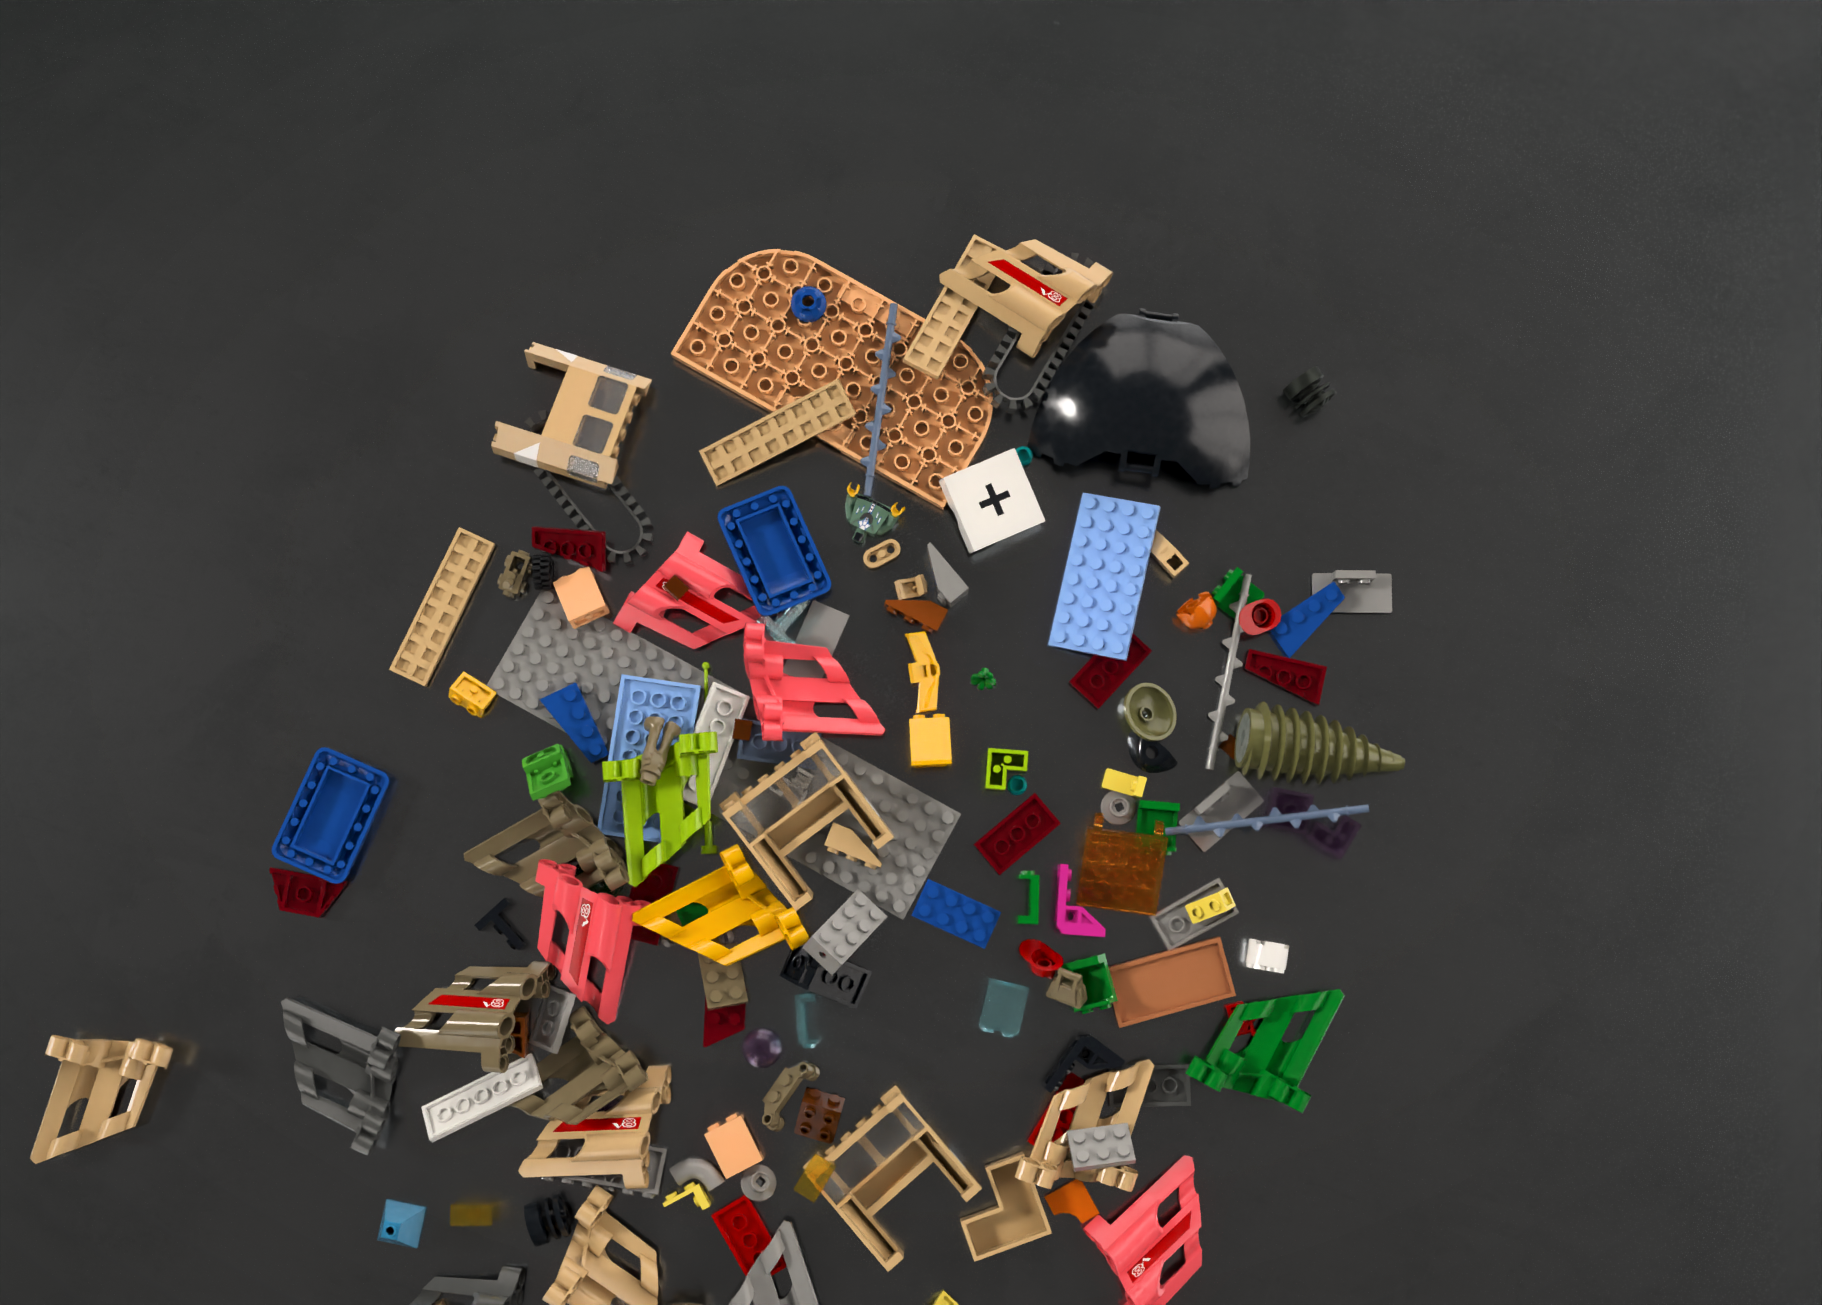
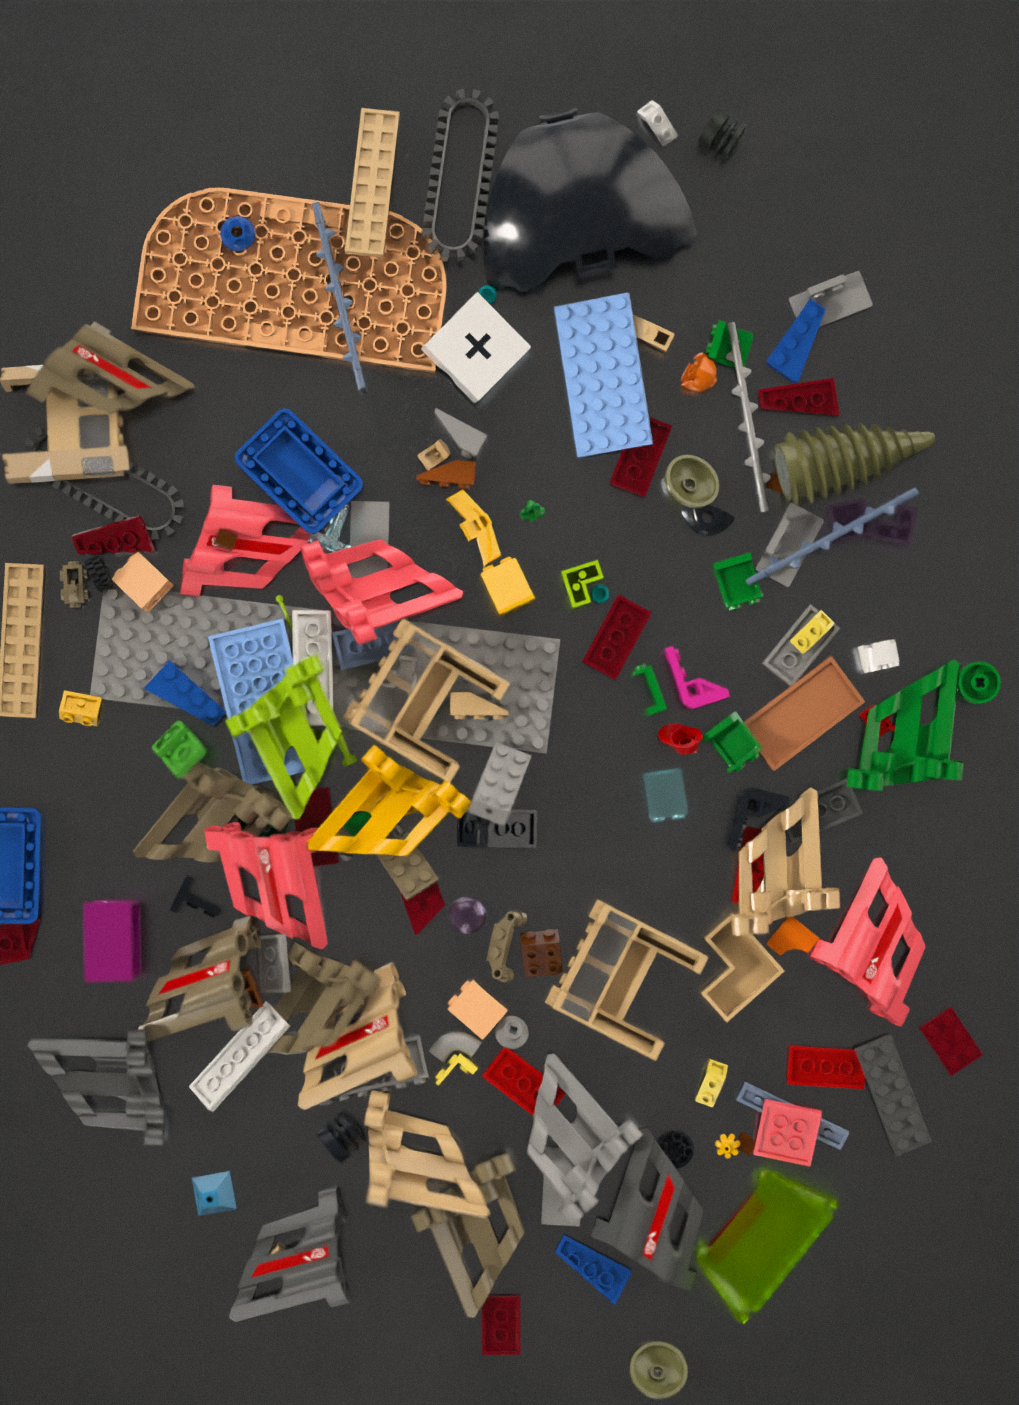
camera: 25 degrees left, 5 degrees up
(404, 933) = (112, 940): none -> magenta piece
(472, 1213) = (273, 1159): clear yellow panel -> none
(635, 370) = (108, 357): none -> dark tan panel
(654, 760) = (269, 701): dark tan piece -> none
(742, 729) = (336, 642): reddish brown piece -> none
(777, 432) = (258, 362): tan plate -> none
(801, 1018) = (484, 858): clear light blue panel -> none
(814, 1177) = (559, 1005): clear yellow panel -> none
(869, 515) = (370, 404): sand green torso -> none
(881, 553) = (395, 434): tan plate -> none
(956, 913) = (591, 729): blue plate -> none
(1033, 301) = (441, 150): tan panel -> none
(1068, 988) = (715, 754): dark tan piece -> none
(1101, 1147) = (797, 879): light grey plate -> none
(1109, 810) = (690, 584): light grey piece -> none
(1122, 869) = (721, 631): clear orange plate -> none
(1124, 783) = (693, 554): light yellow bracket -> none
(1252, 358) = (658, 122): none -> white bracket
(1259, 616) = (756, 356): red piece -> none
(1363, 1030) = (988, 678): none -> green wheel

